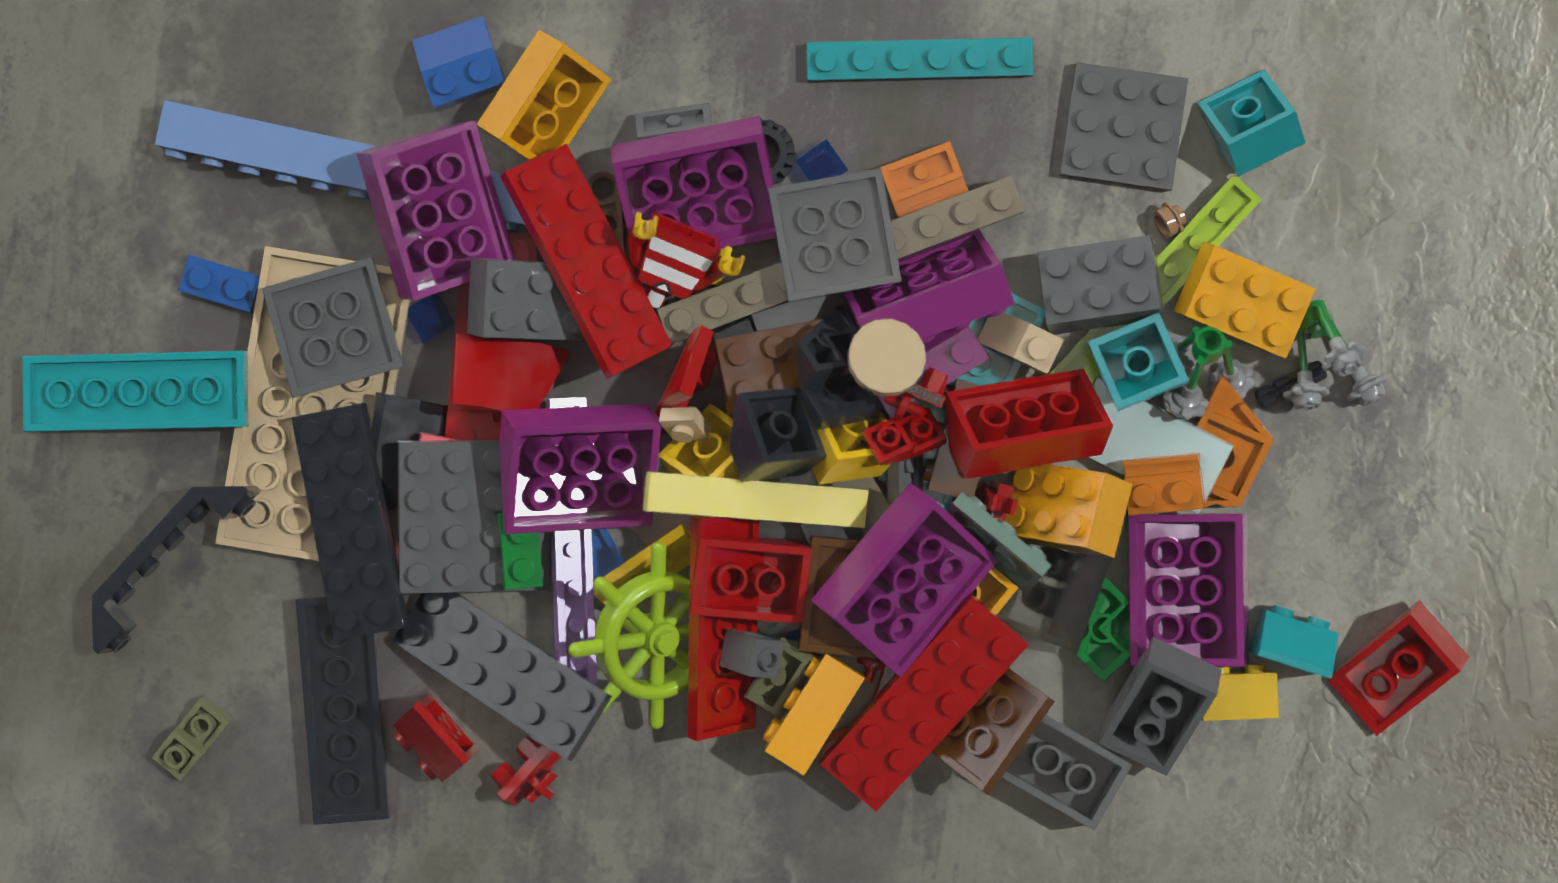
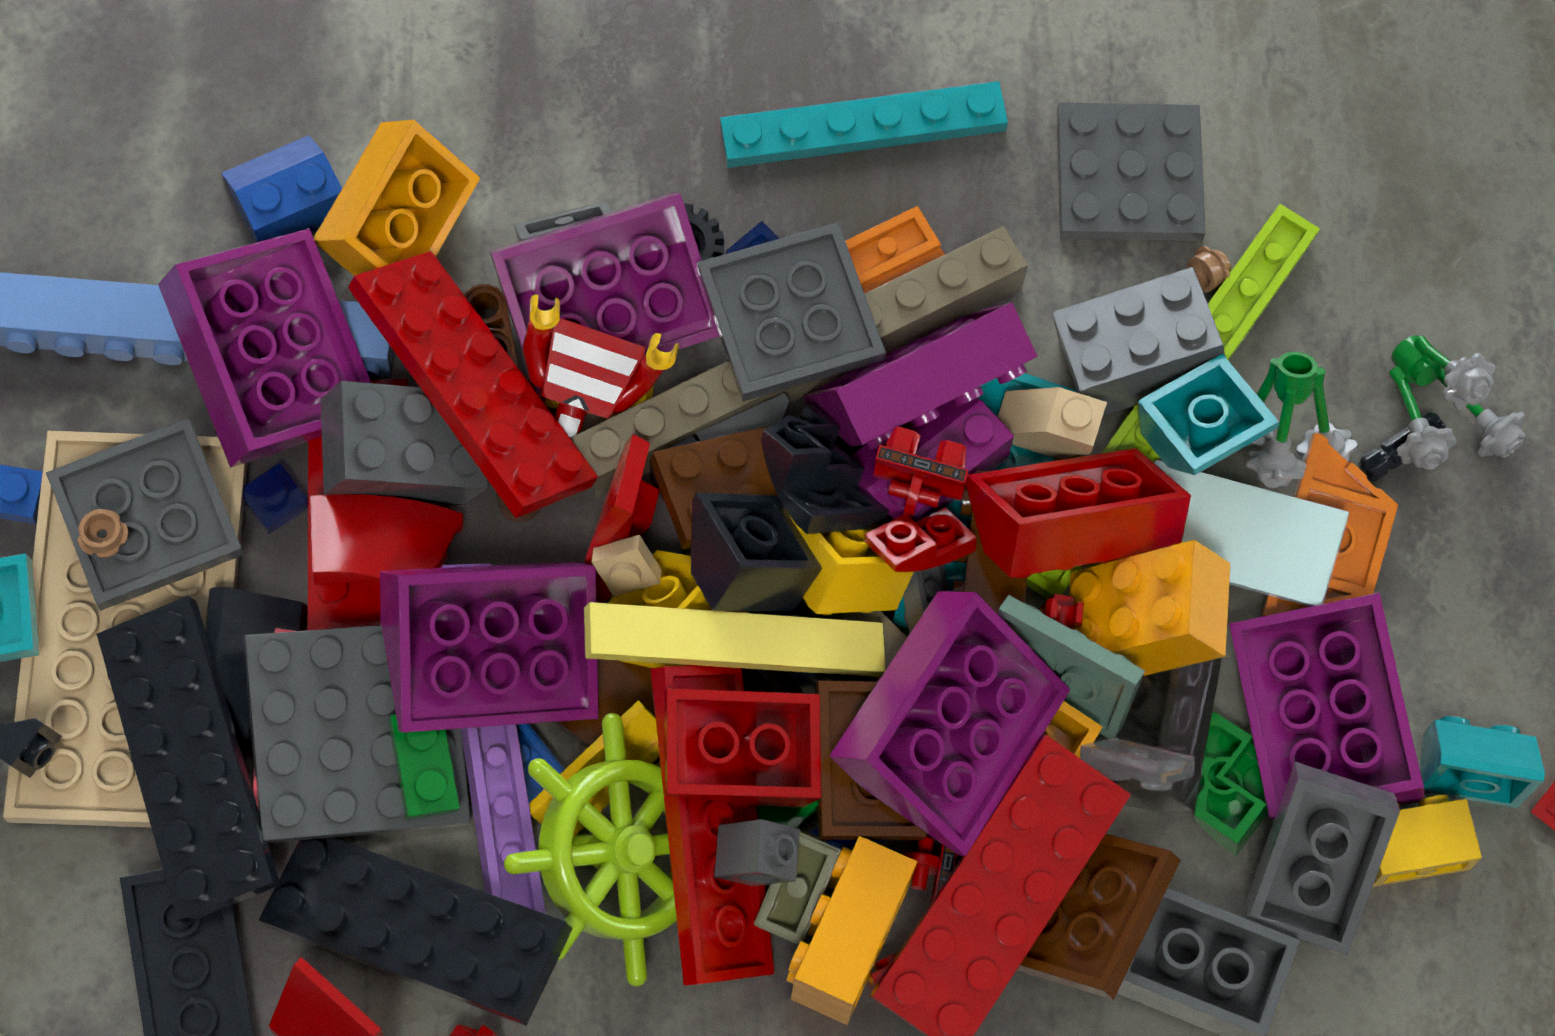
camera: 10 degrees left, 20 degrees down
(304, 336) = (98, 521): none -> medium nougat plate
(886, 357) = (883, 427): tan tile -> none
(1037, 623) = (1130, 760): none -> clear plate
(1164, 483) = (1272, 574): orange plate -> none
(1244, 299) = (1344, 332): light orange brick -> none
(1252, 122) = (1290, 145): teal slope -> none

